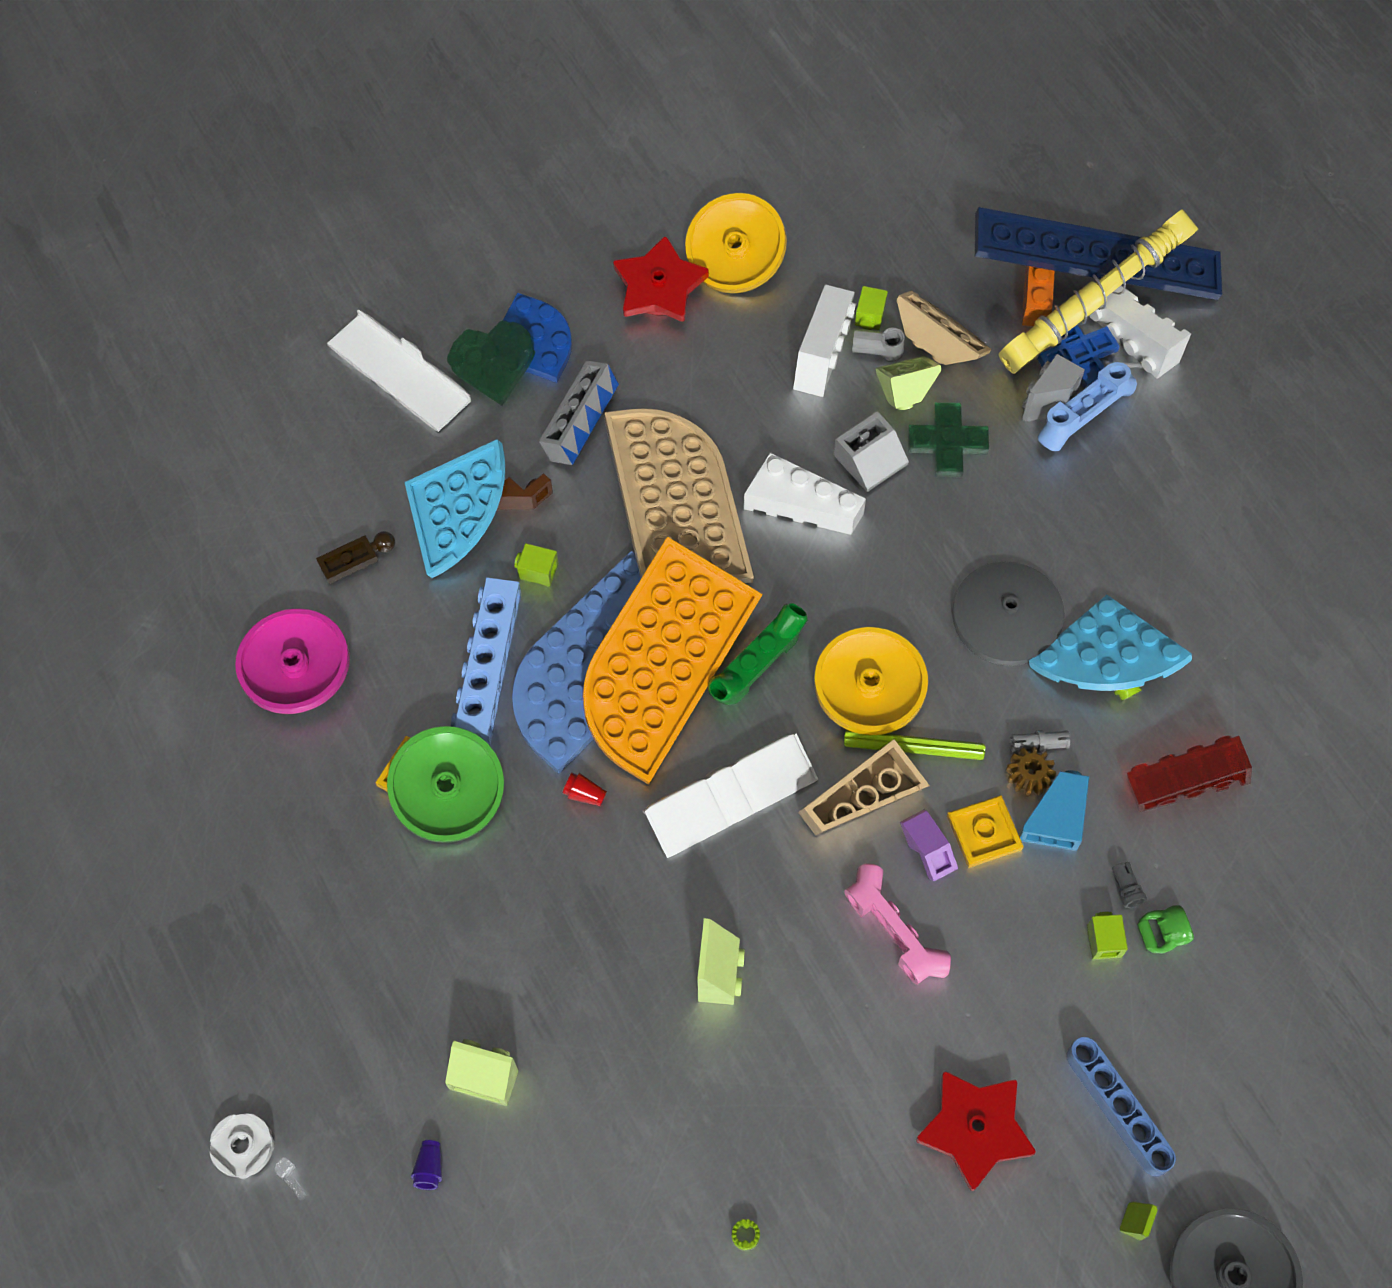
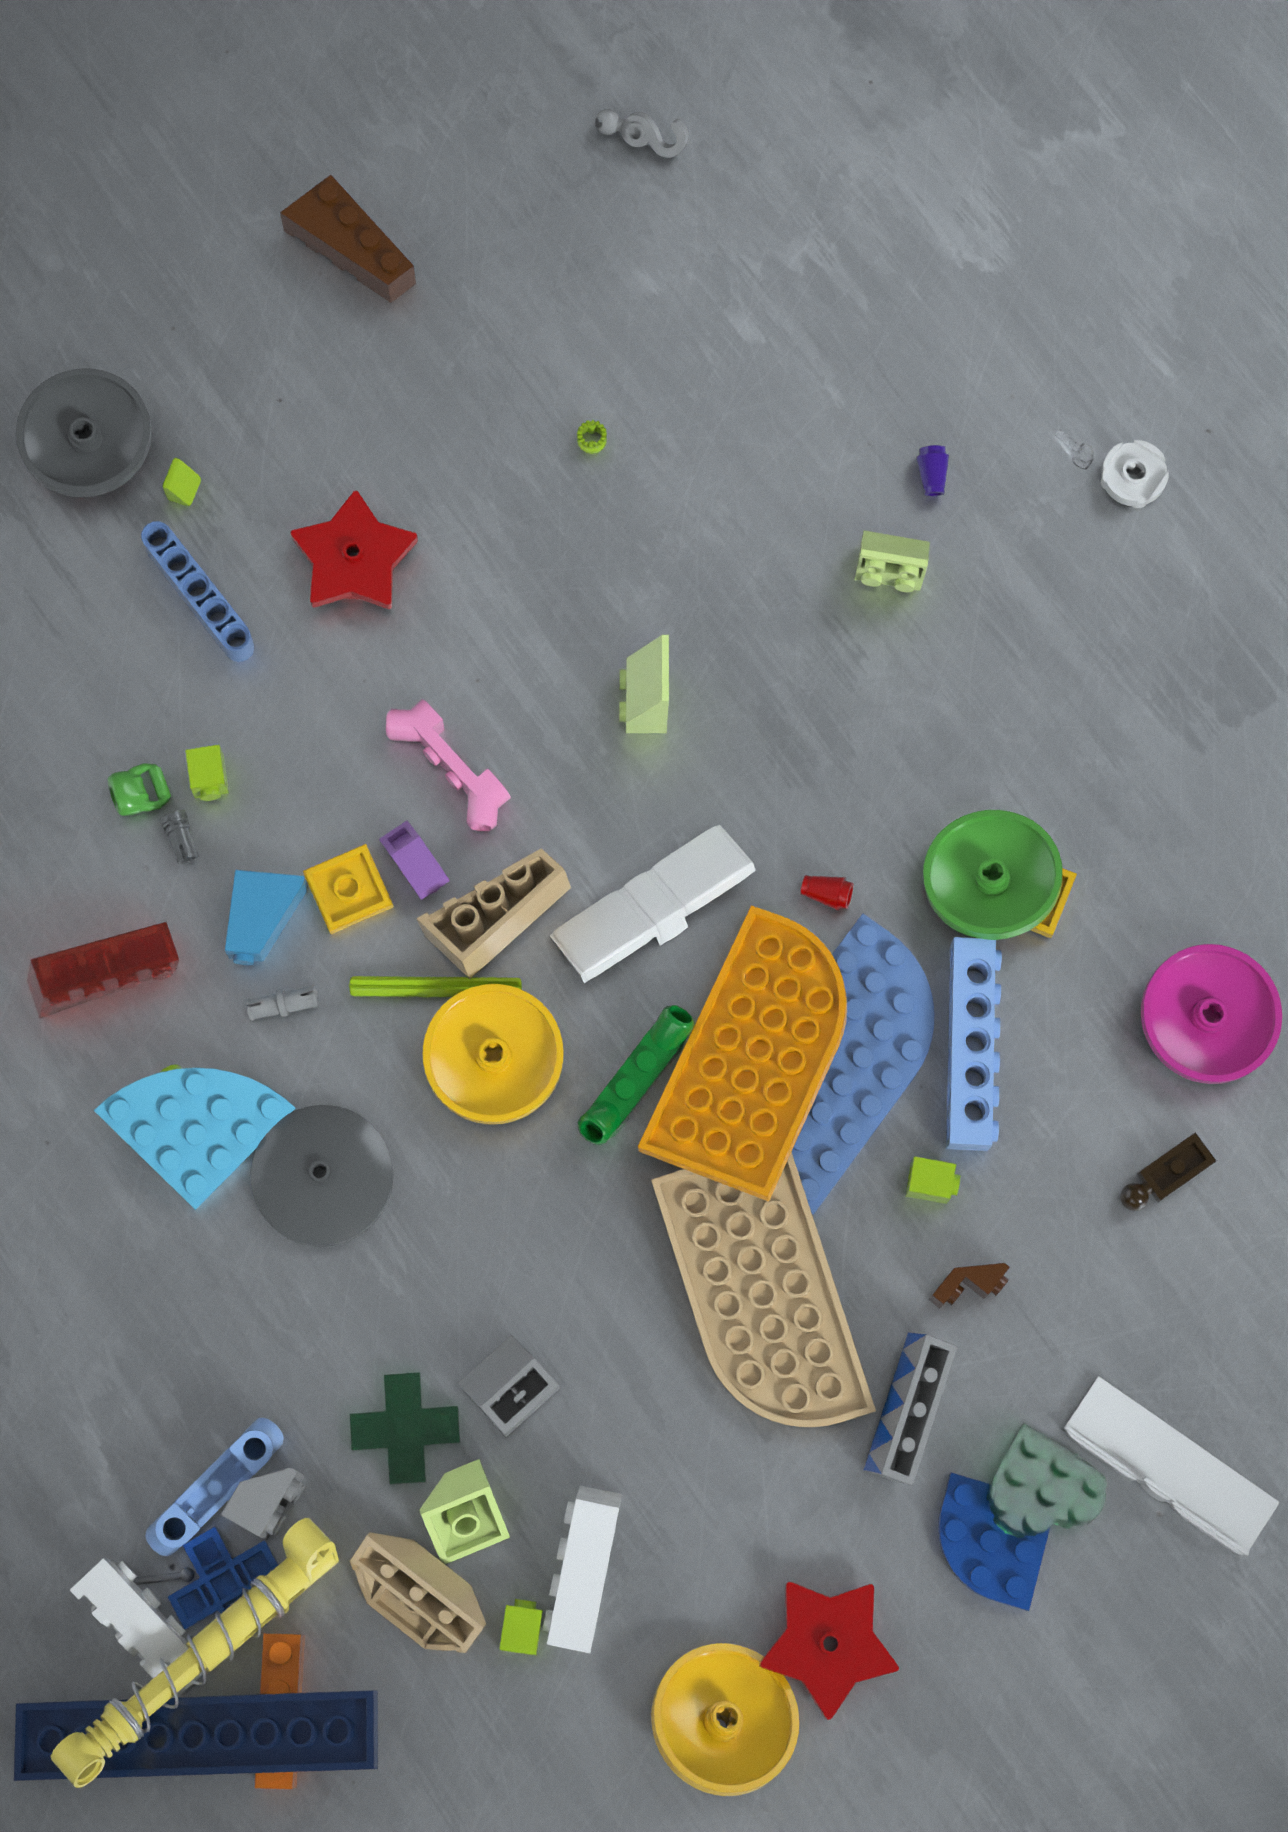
camera: 170 degrees right, 10 degrees up
(456, 505) = (1050, 1248): medium azure plate -> none
(804, 496) = (600, 1311): white wedge -> none
(878, 343) = (513, 1573): light grey piece -> none
(1020, 767) = (284, 953): pearl gold gear -> none

